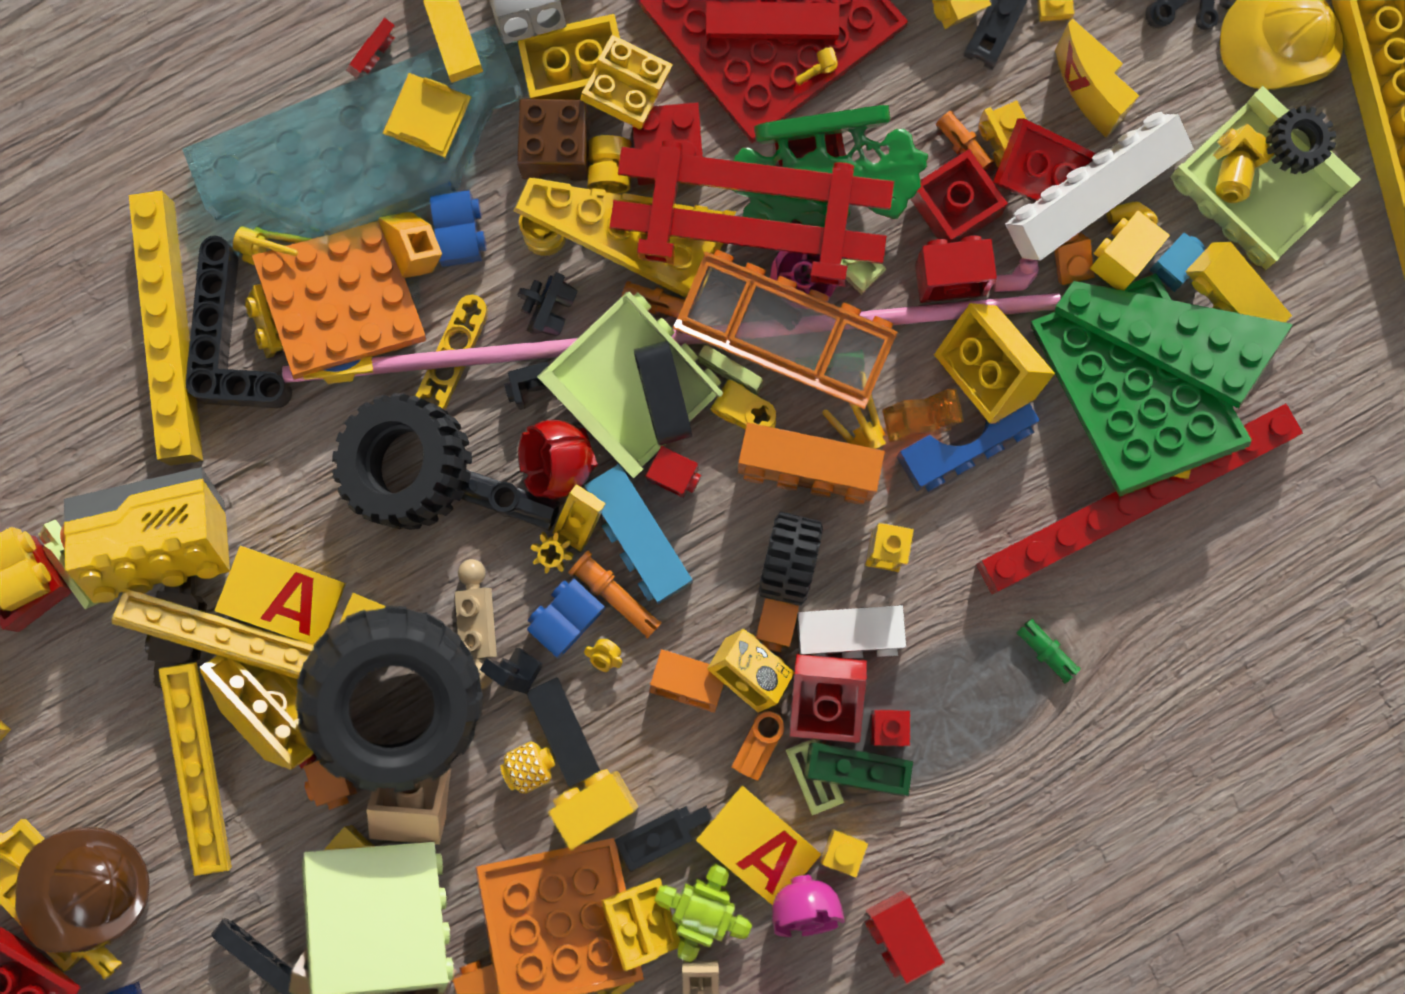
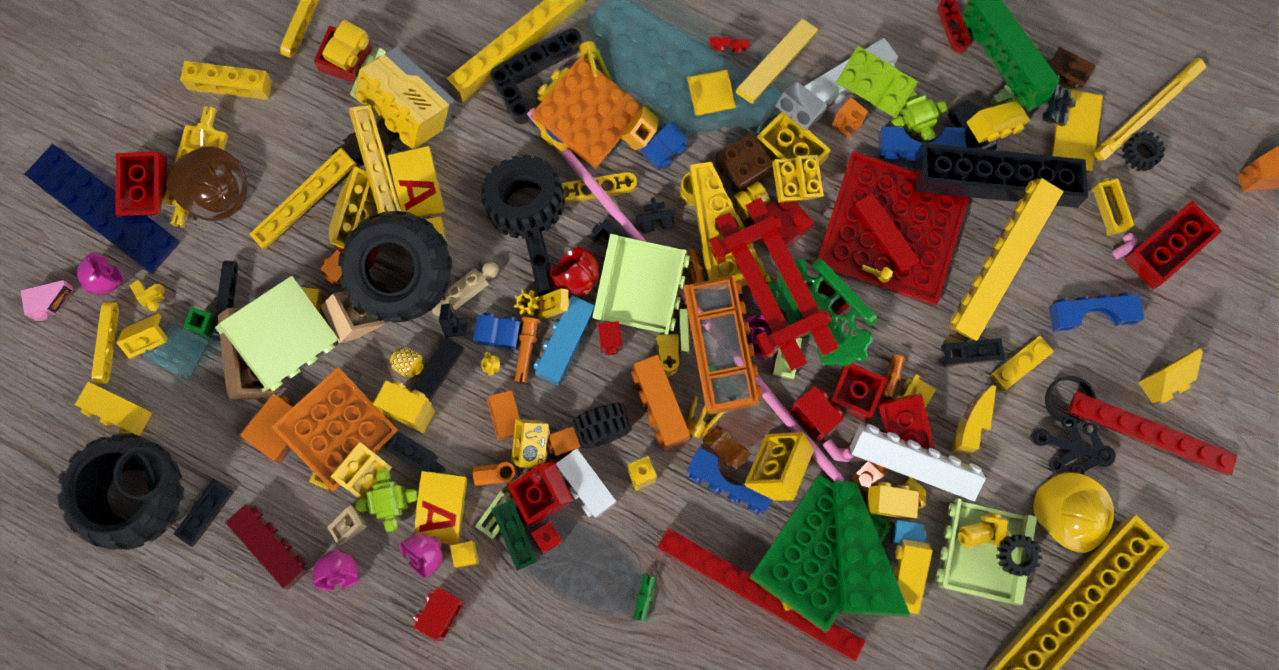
camera: 50 degrees right, 5 degrees down
(663, 393) = (646, 303): black beam -> none

